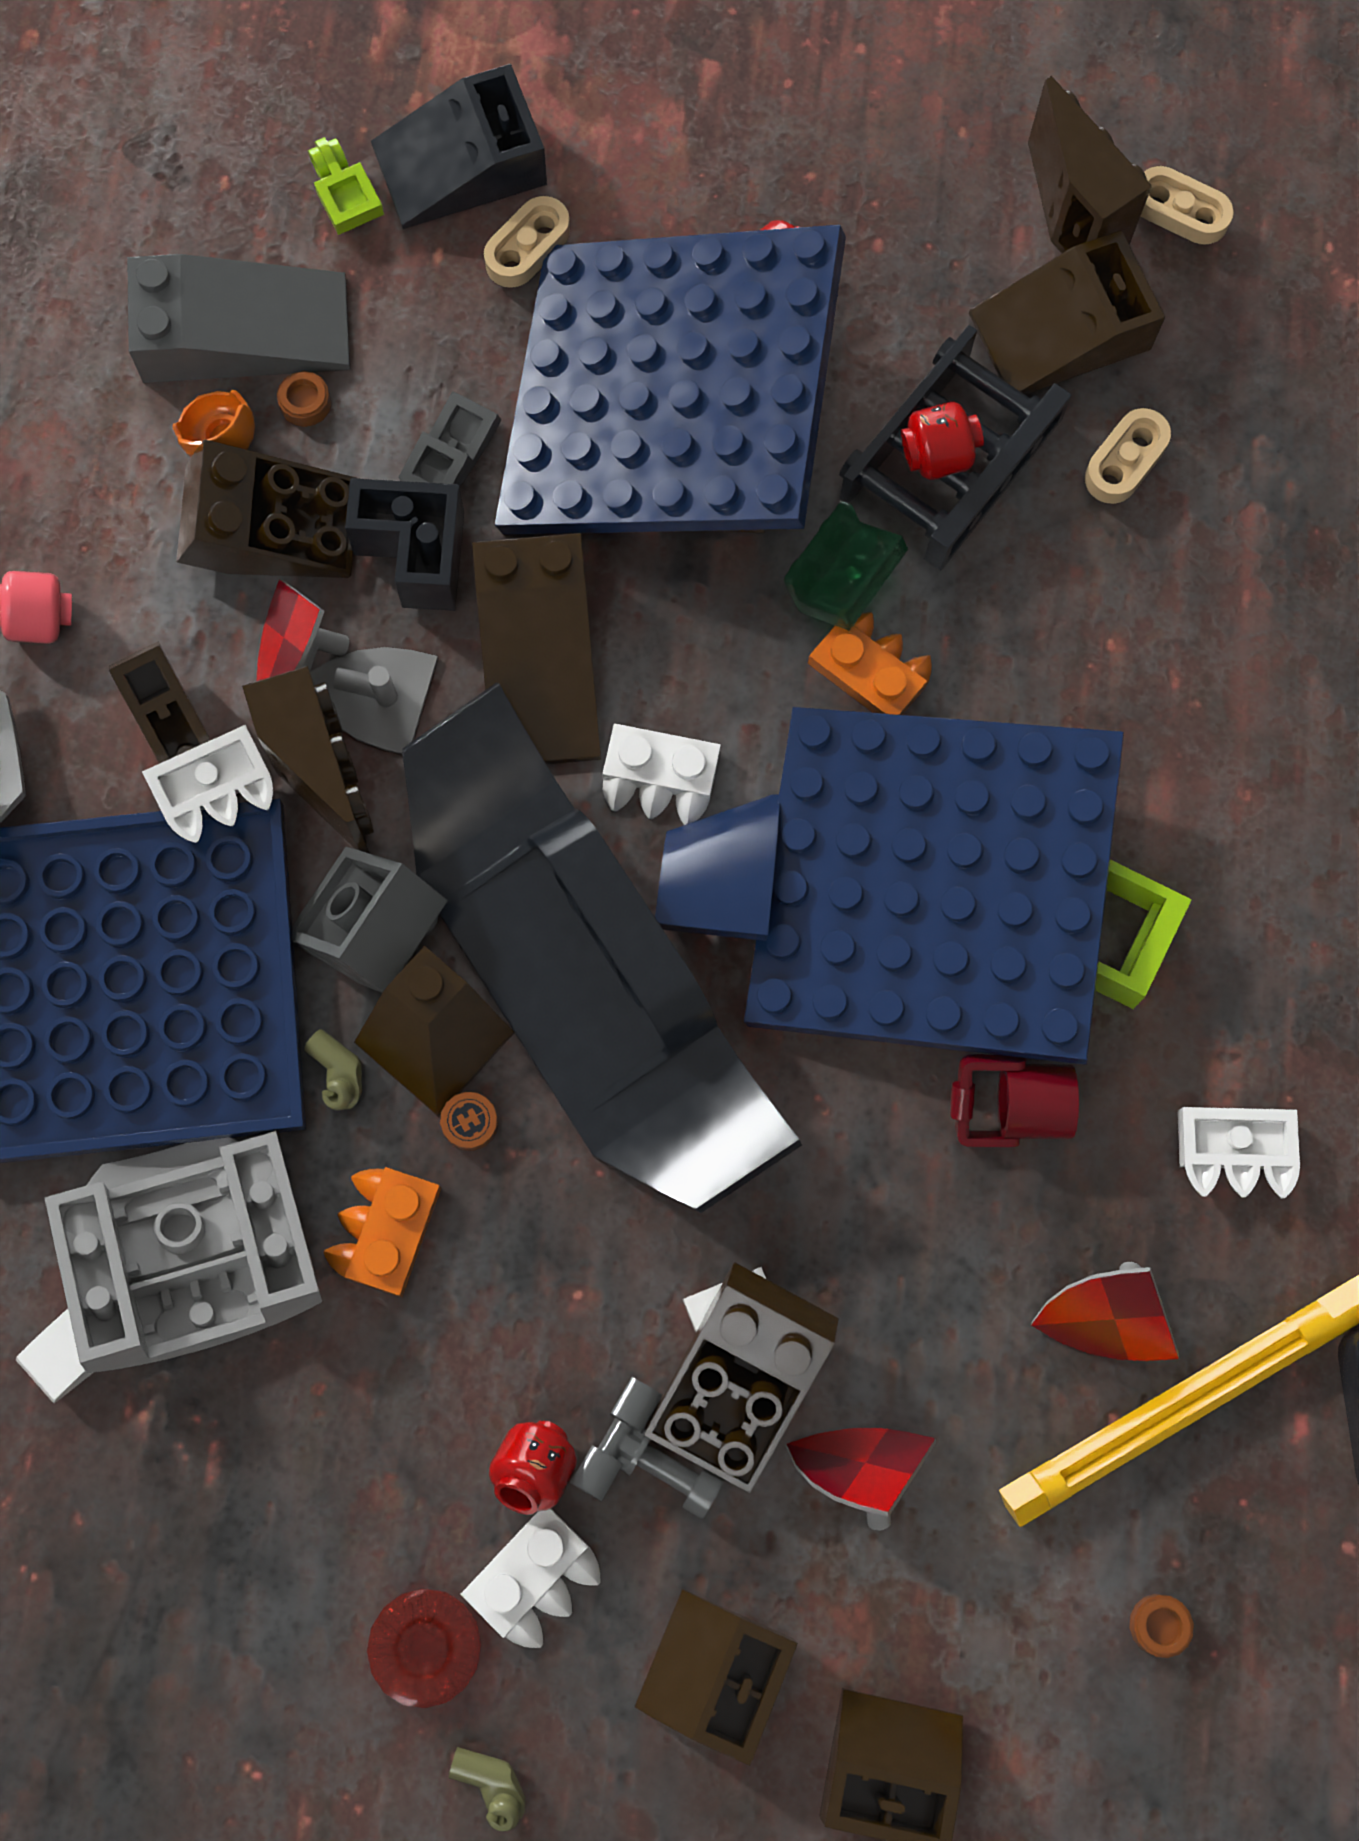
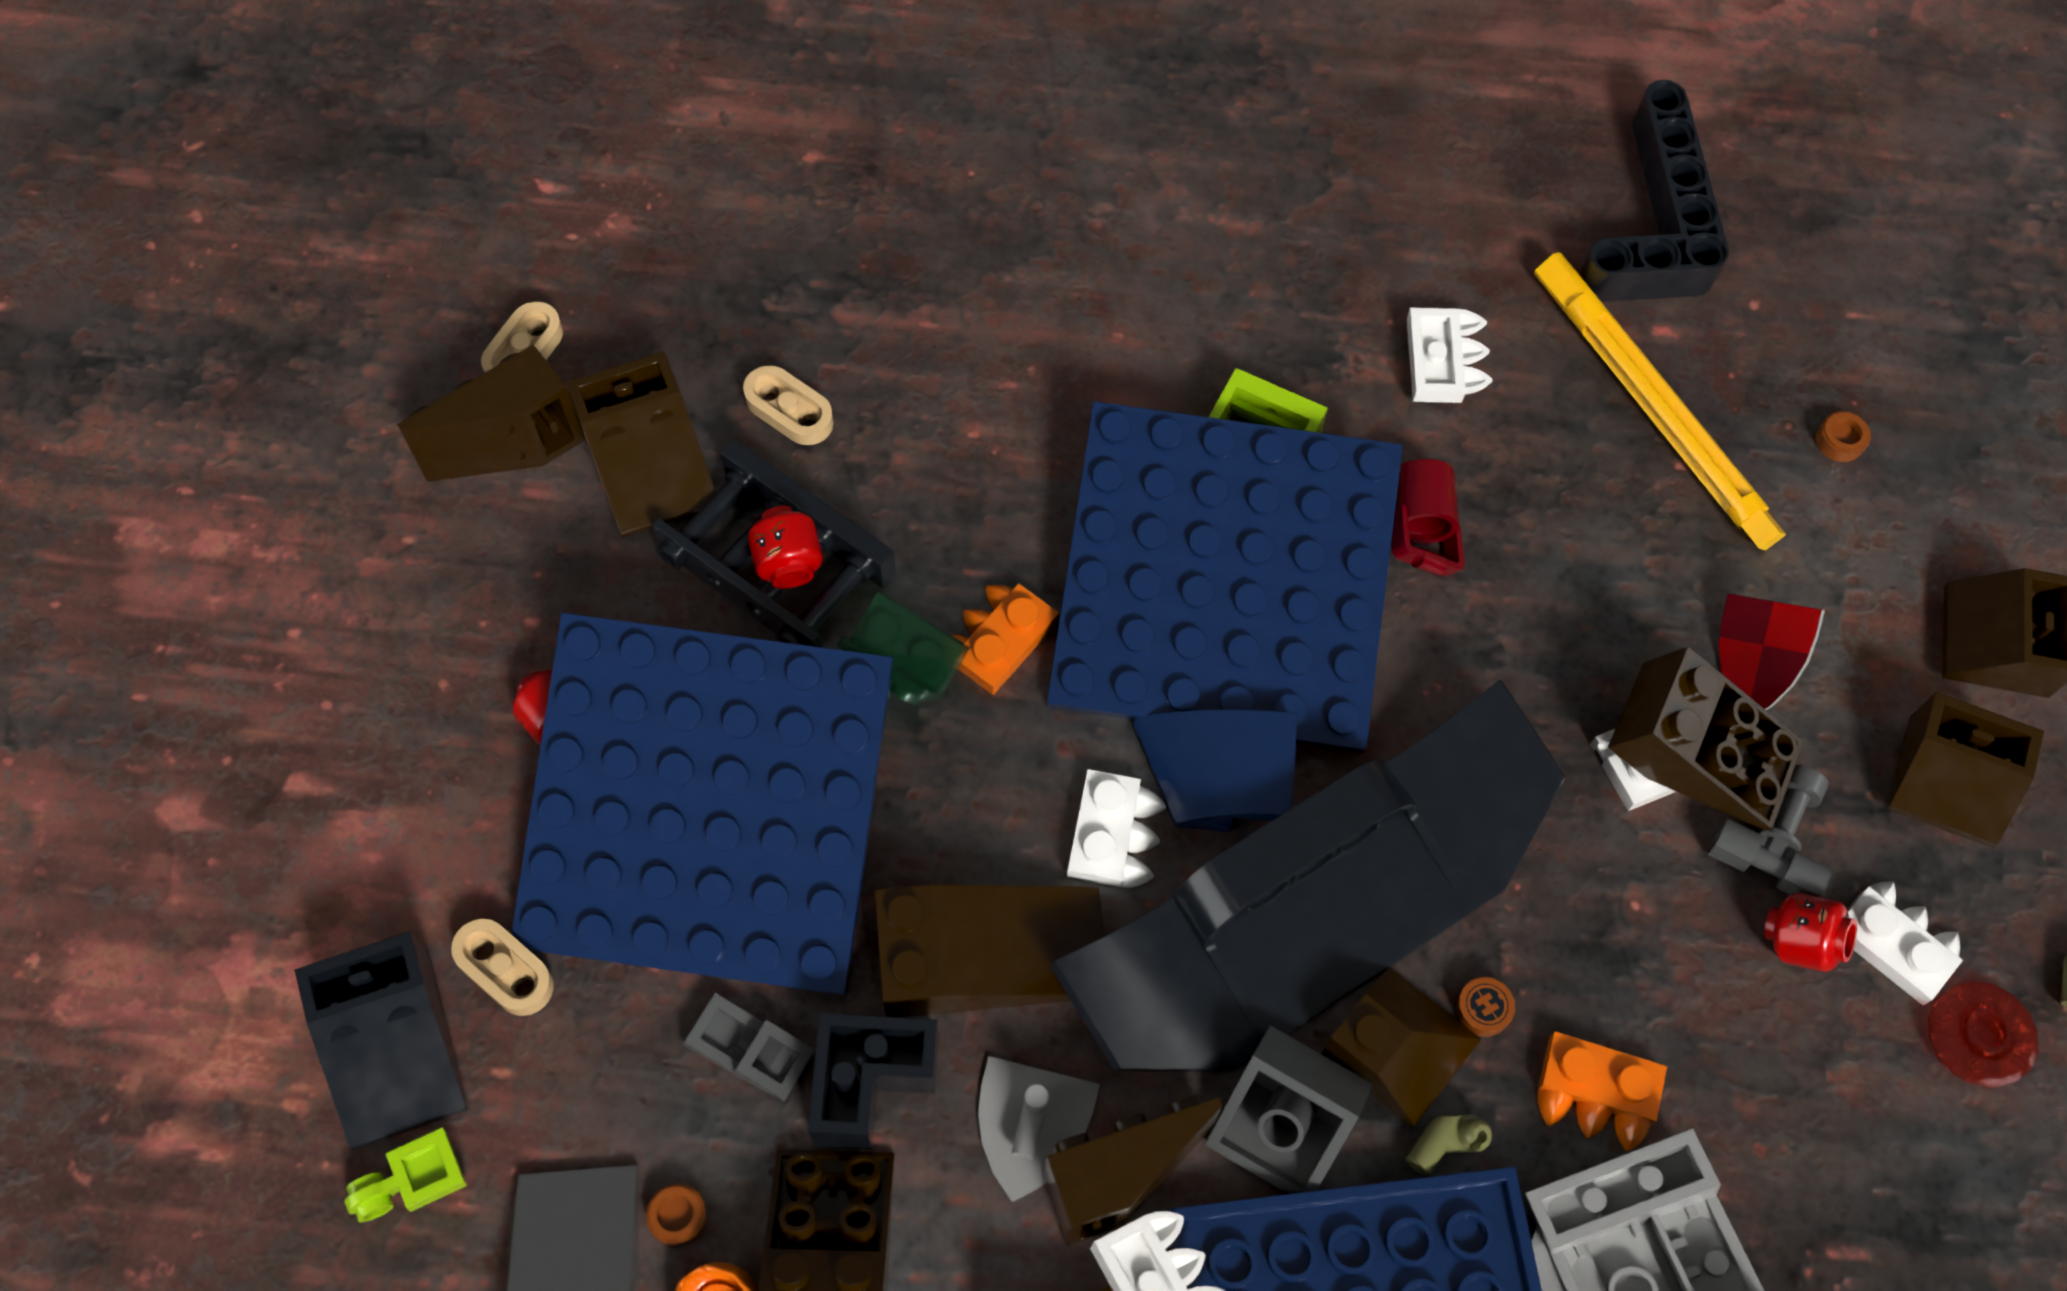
camera: 90 degrees left, 10 degrees down
(293, 634) = (987, 1209): shield -> none
(1111, 1316) = (1602, 453): shield -> none

